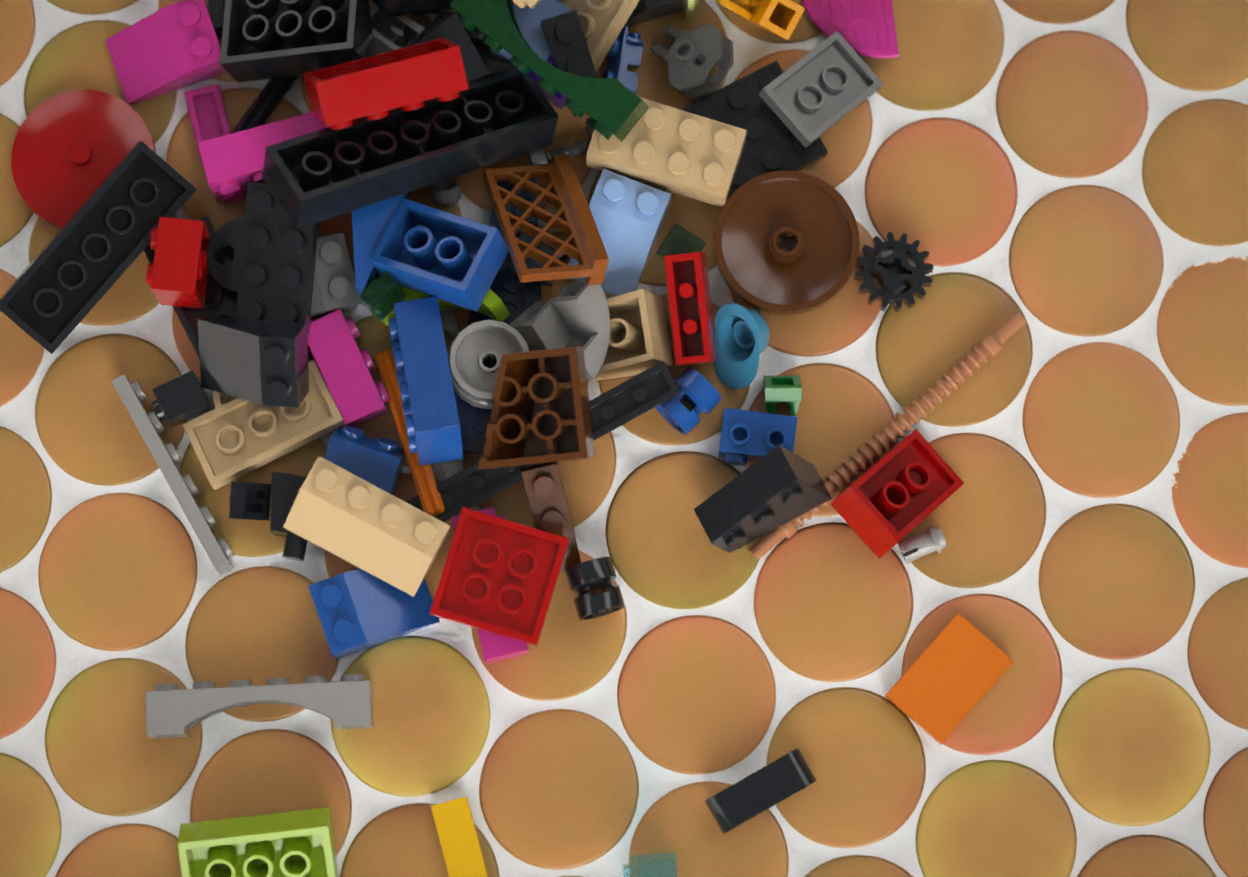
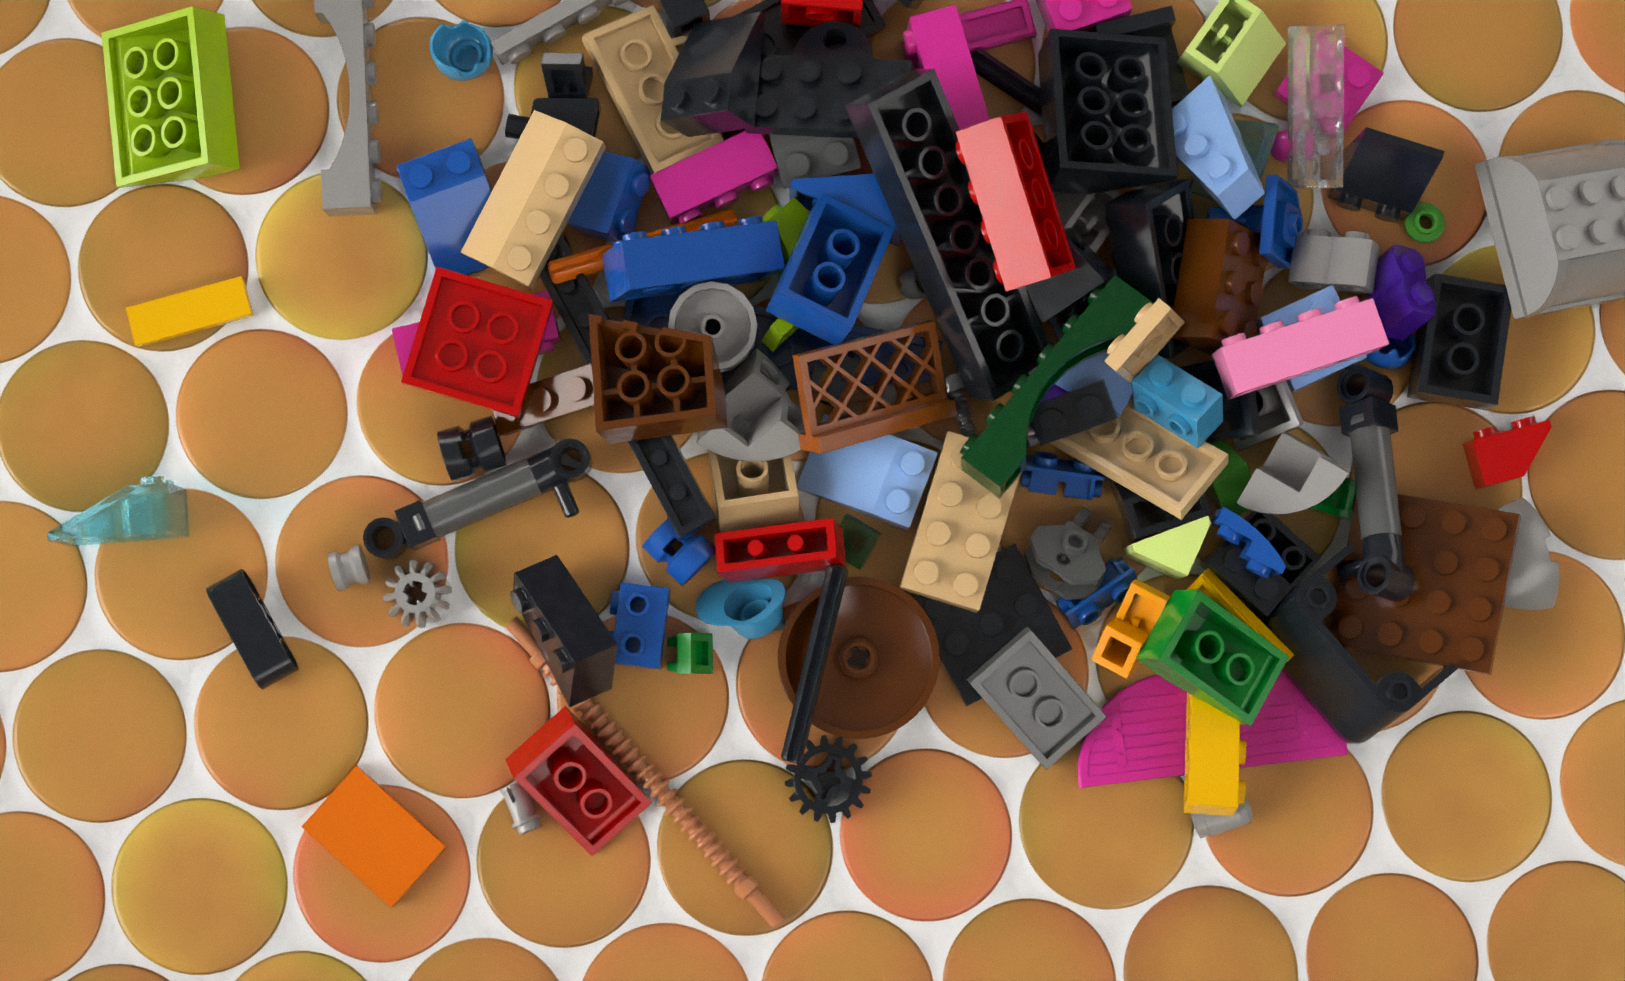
camera: 85 degrees right, 5 degrees up
(222, 599) = (461, 51): none -> dark azure hair
(381, 295) = (787, 209): clear green plate -> none
(640, 579) = (428, 520): none -> piece
(704, 701) = (349, 567): none -> light grey wheel
(722, 627) = (429, 586): none -> light grey gear
(723, 20) = (1111, 590): none -> blue hinge
(793, 277) = (814, 664): none -> black axle

